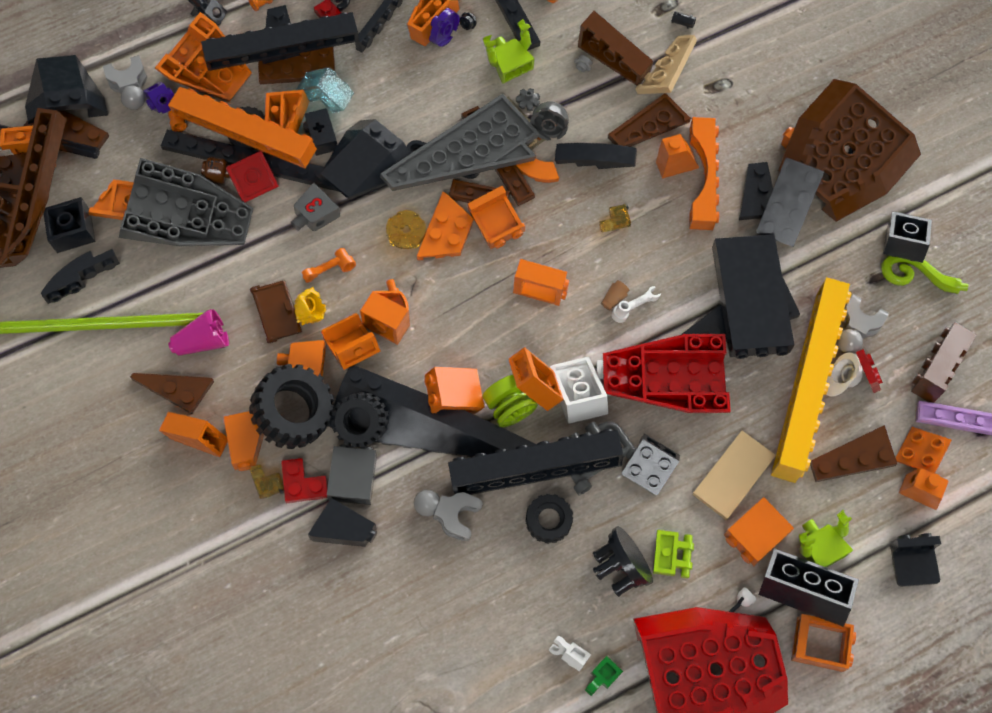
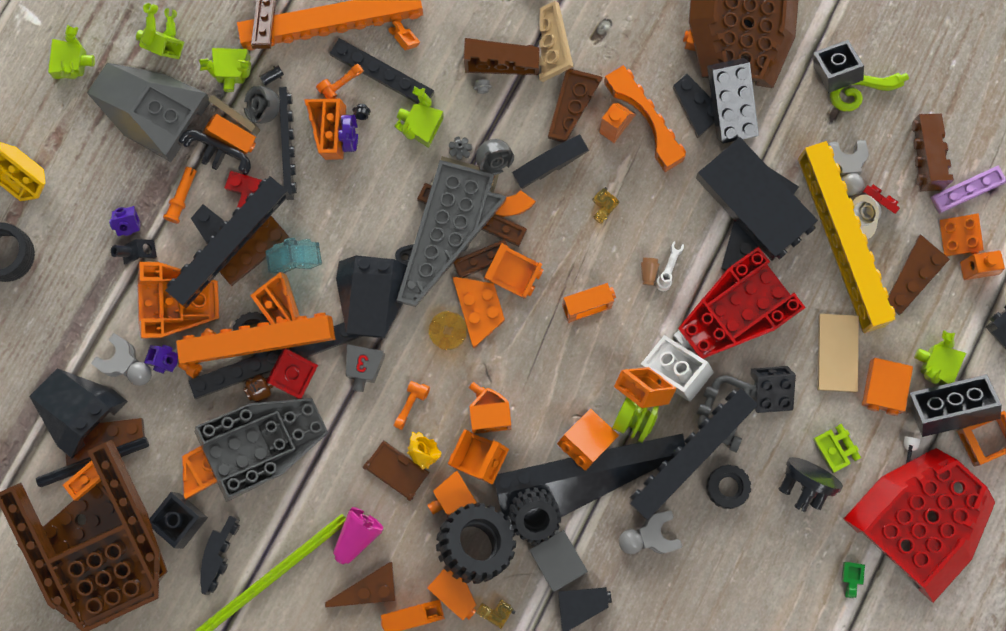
camera: 30 degrees left, 10 degrees up
(299, 488) = (523, 599): red plate -> none
(320, 122) = (310, 286): black brick -> none
(572, 654) = (819, 577): white plate -> none

